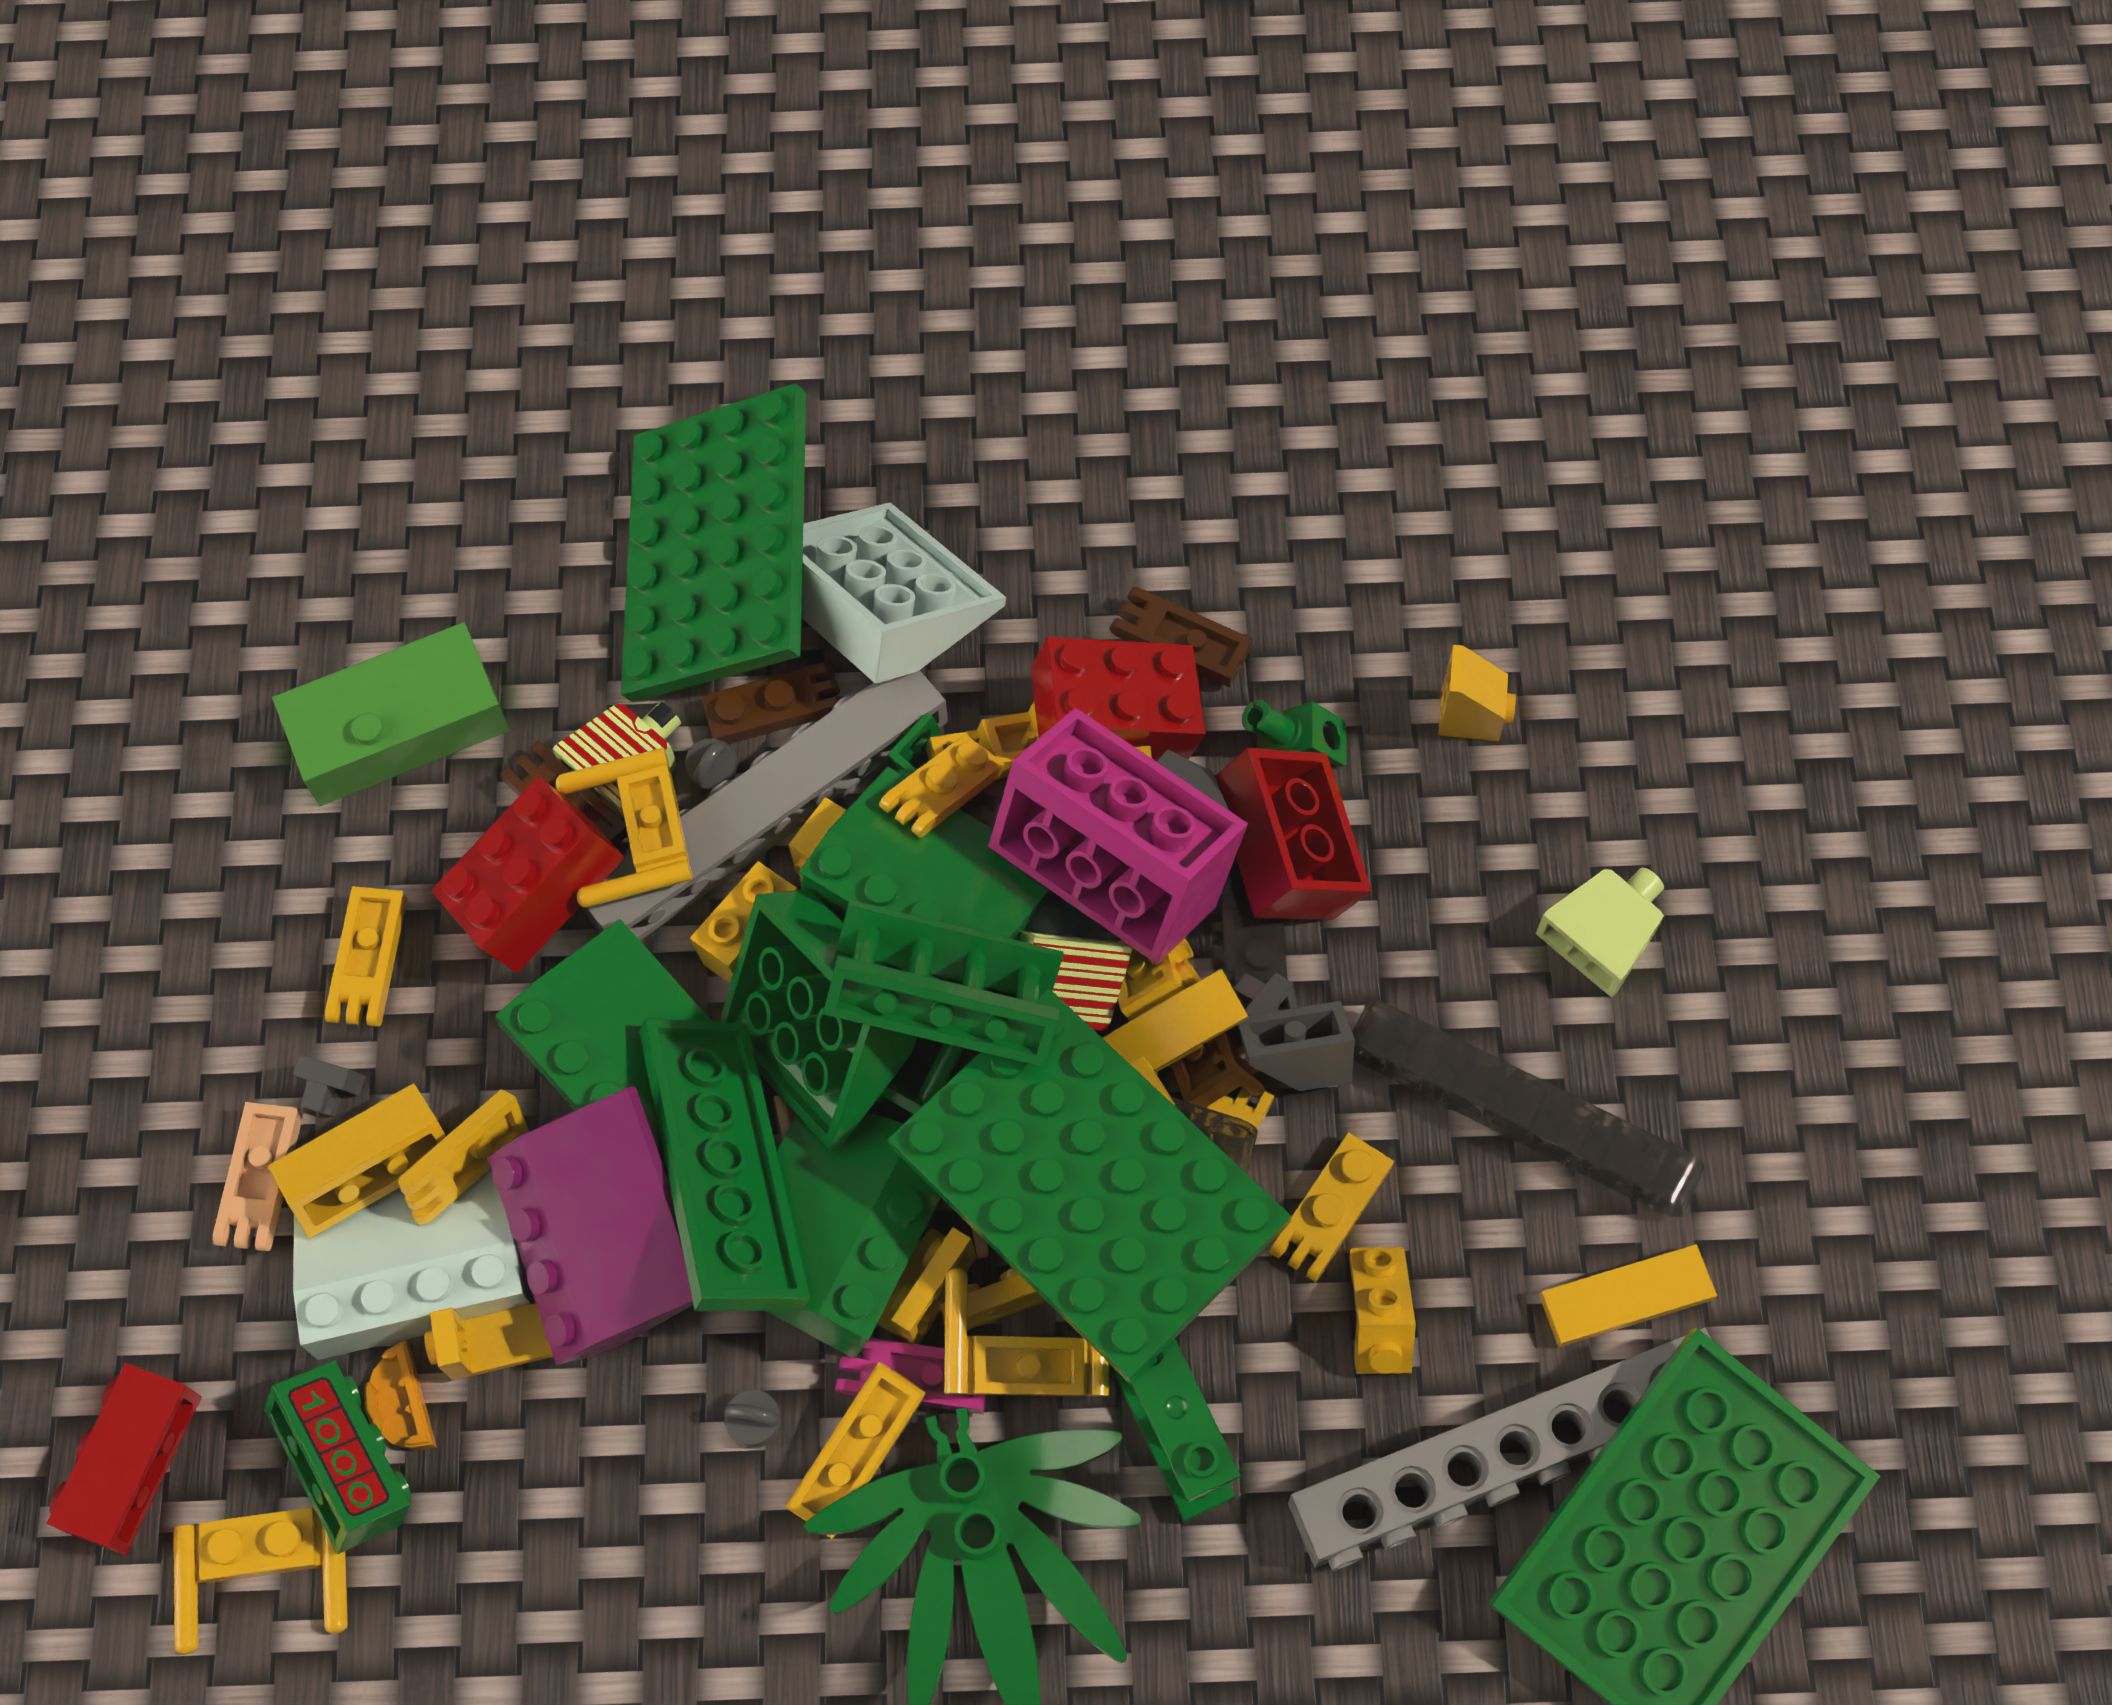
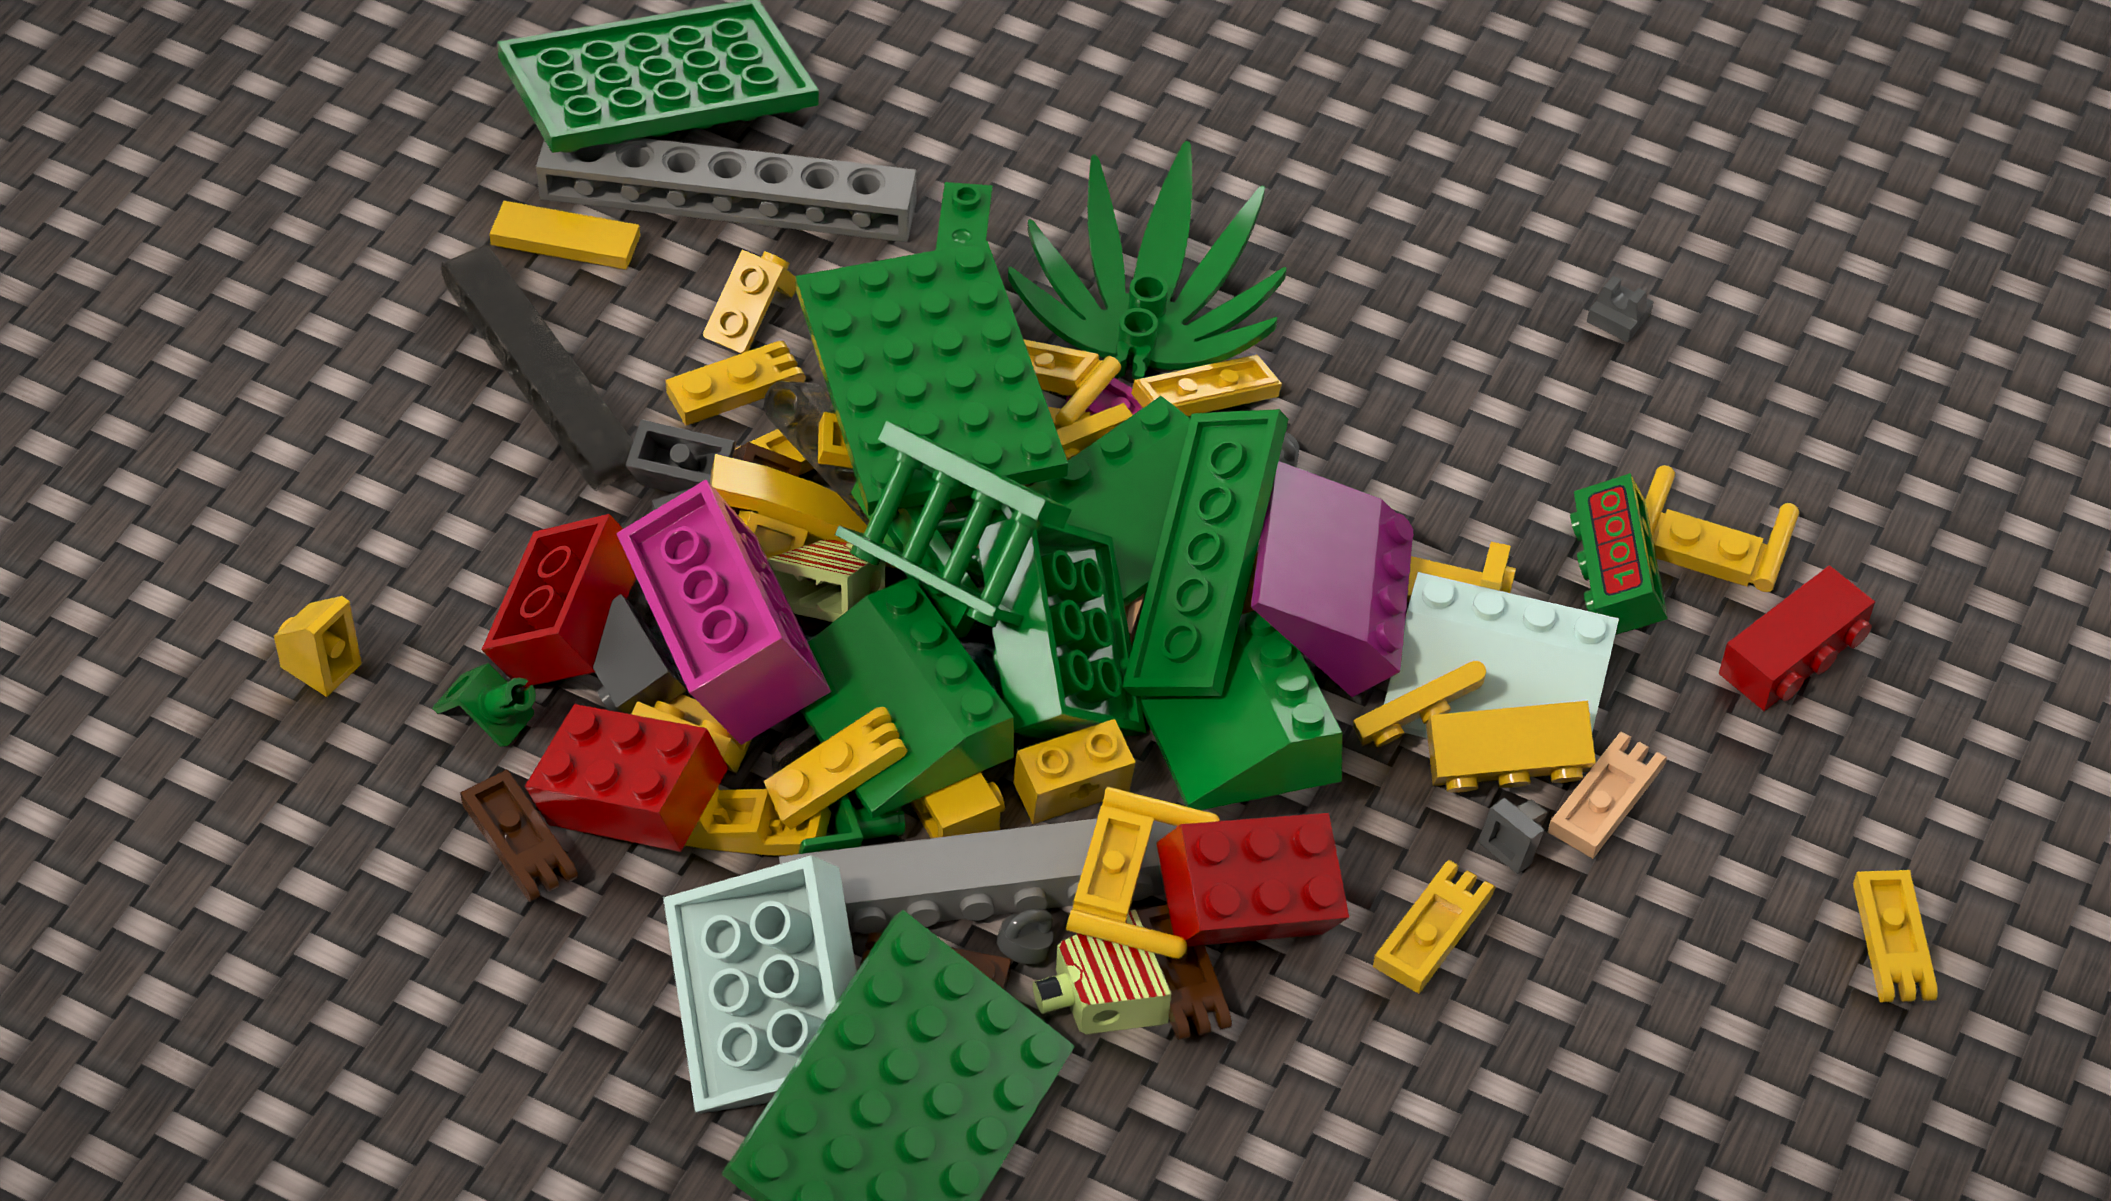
camera: 155 degrees left, 15 degrees down
(390, 714) = (1311, 1125): bright green brick -> none
(396, 1401) = (1556, 579): light orange tile -> none
(1605, 925) = (362, 445): yellowish green torso -> none

